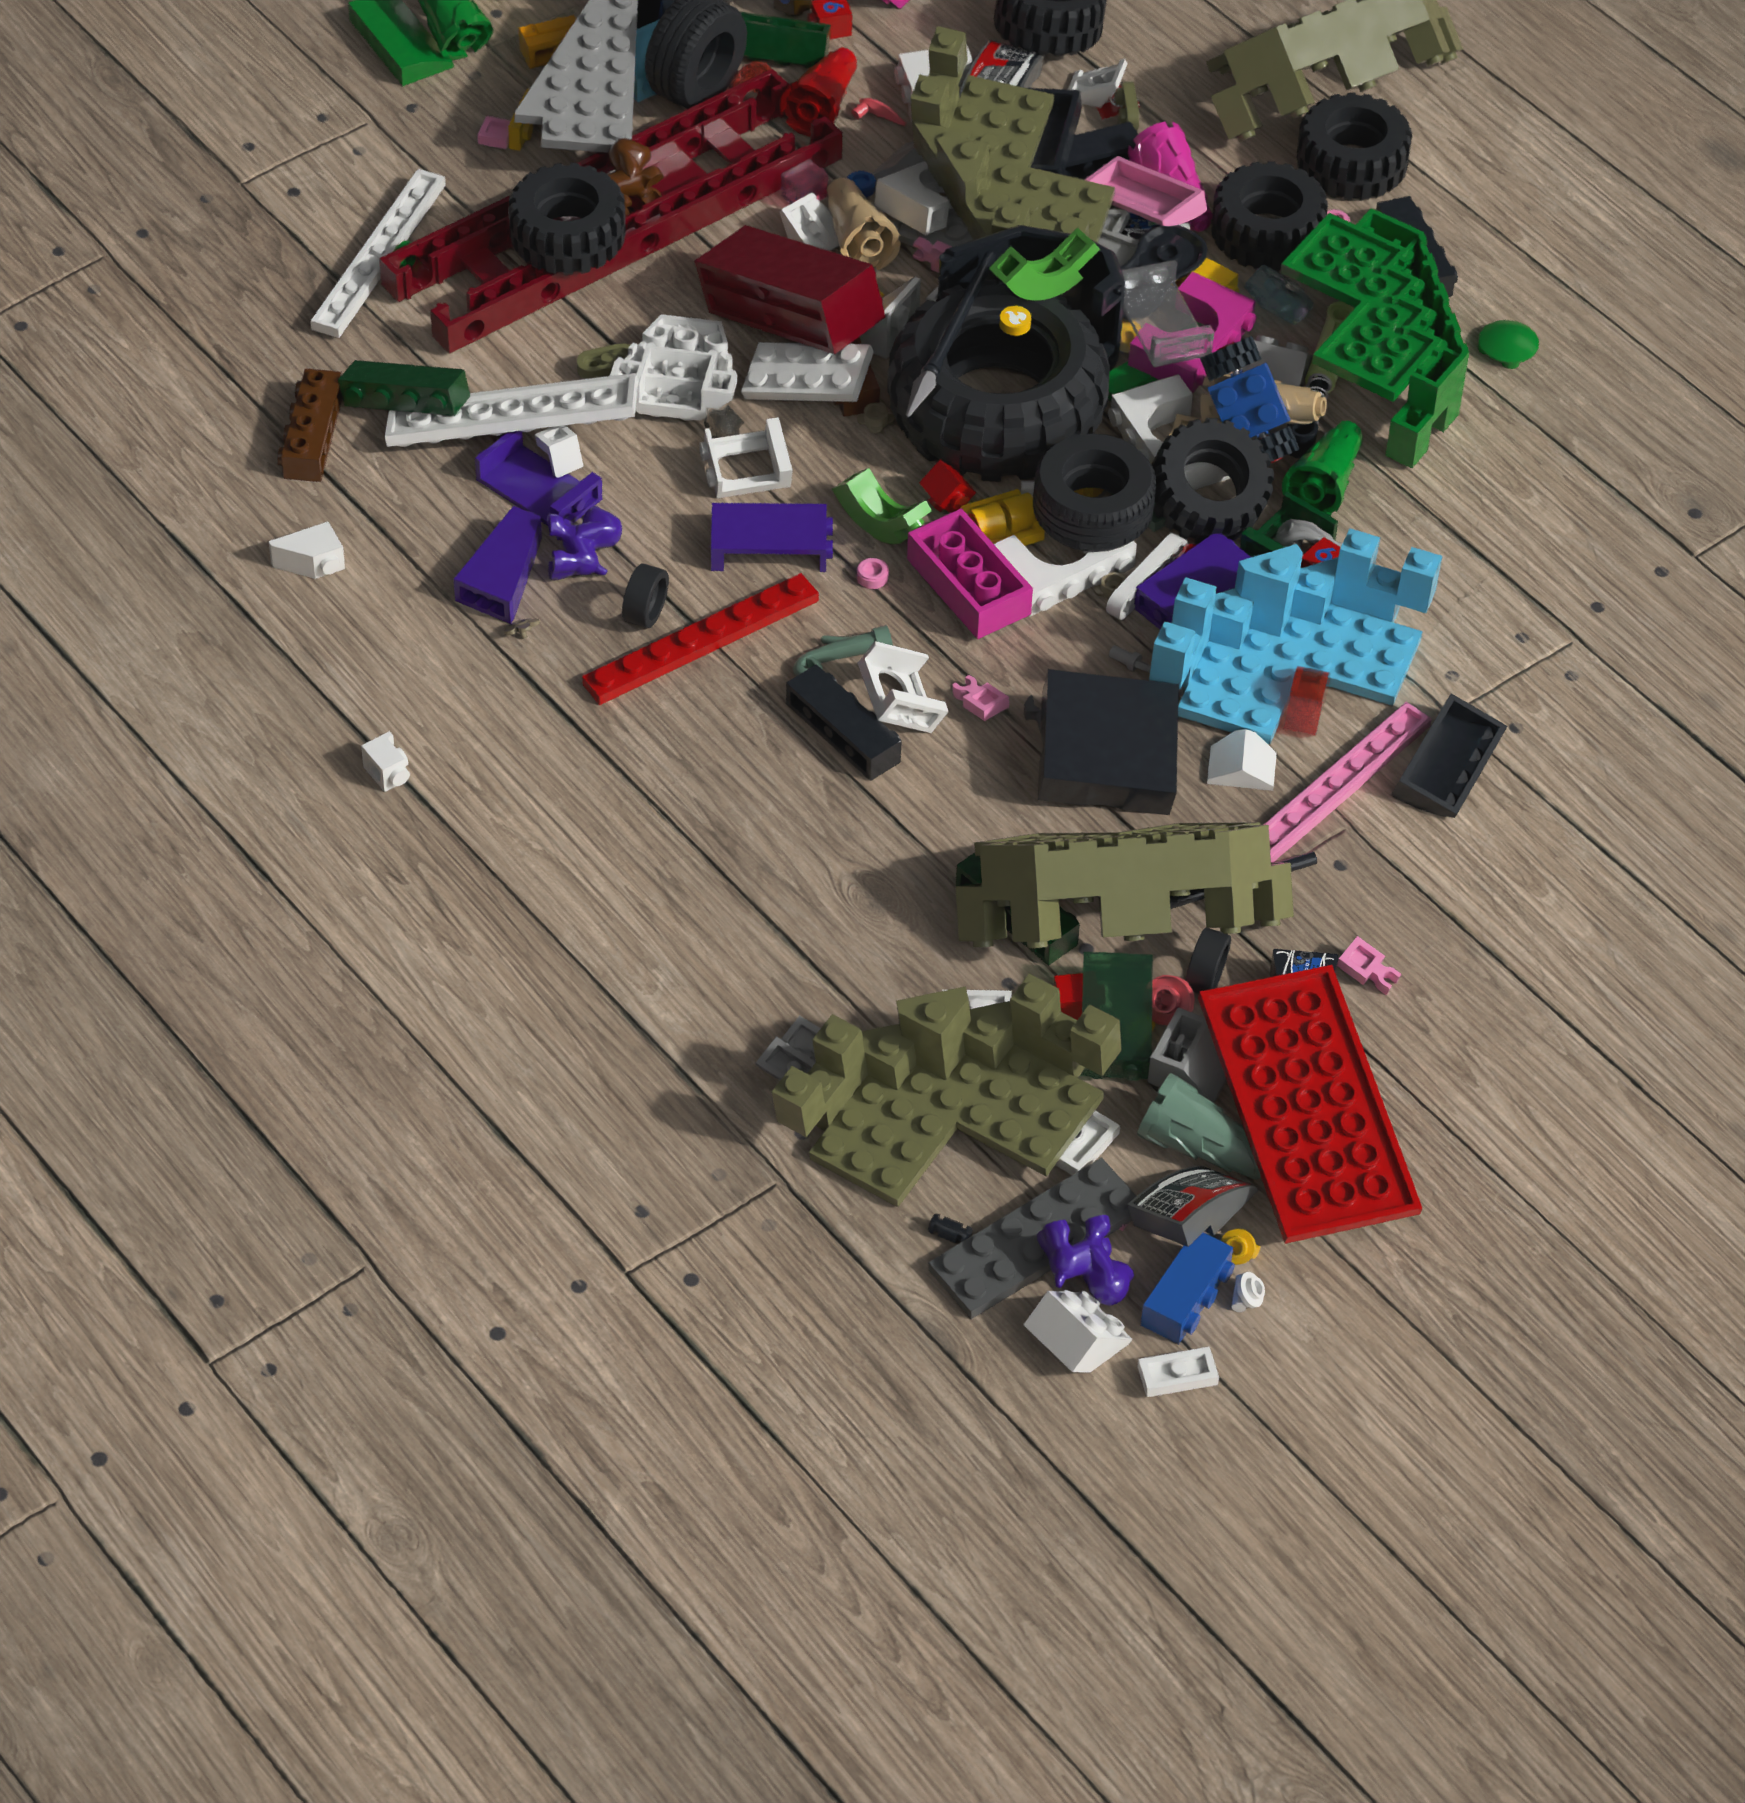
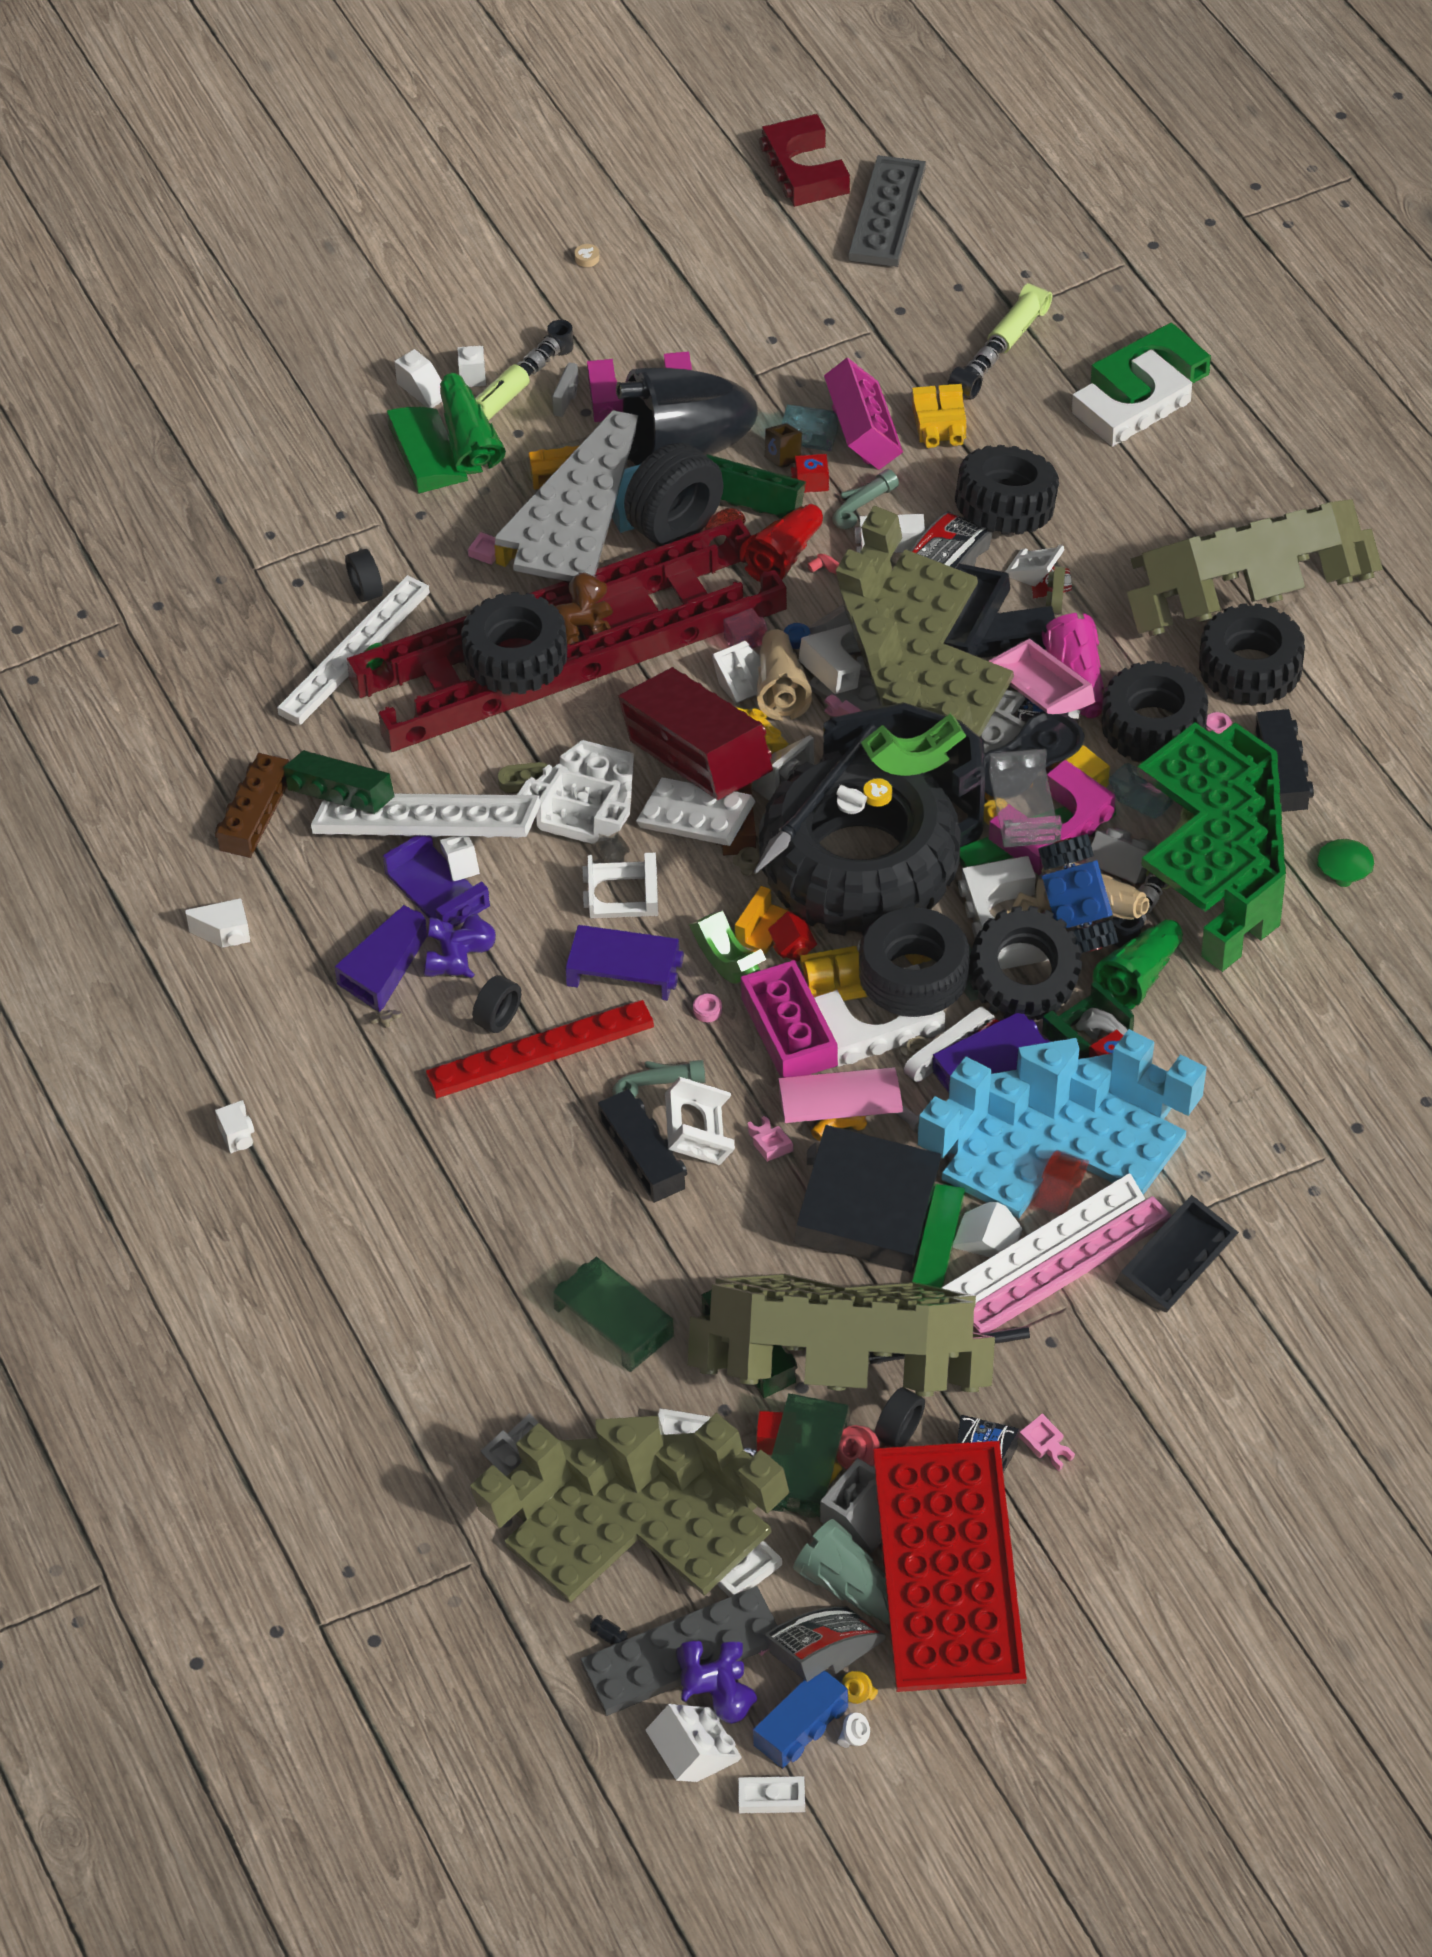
camera: 15 degrees right, 0 degrees up
(371, 172) = (364, 575): none -> black tyre
(865, 895) = (615, 1311): none -> clear green panel
(904, 476) = (754, 922): none -> light orange panel
(910, 20) = (884, 482): none -> sand green plant
(989, 331) = (850, 800): none -> white plate
(1037, 674) = (857, 1123): none -> light orange arm
(1046, 641) = (840, 1095): none -> bright pink slope
(1192, 774) = (939, 1235): none -> green tile
(1313, 757) = (1049, 1239): none -> white plate

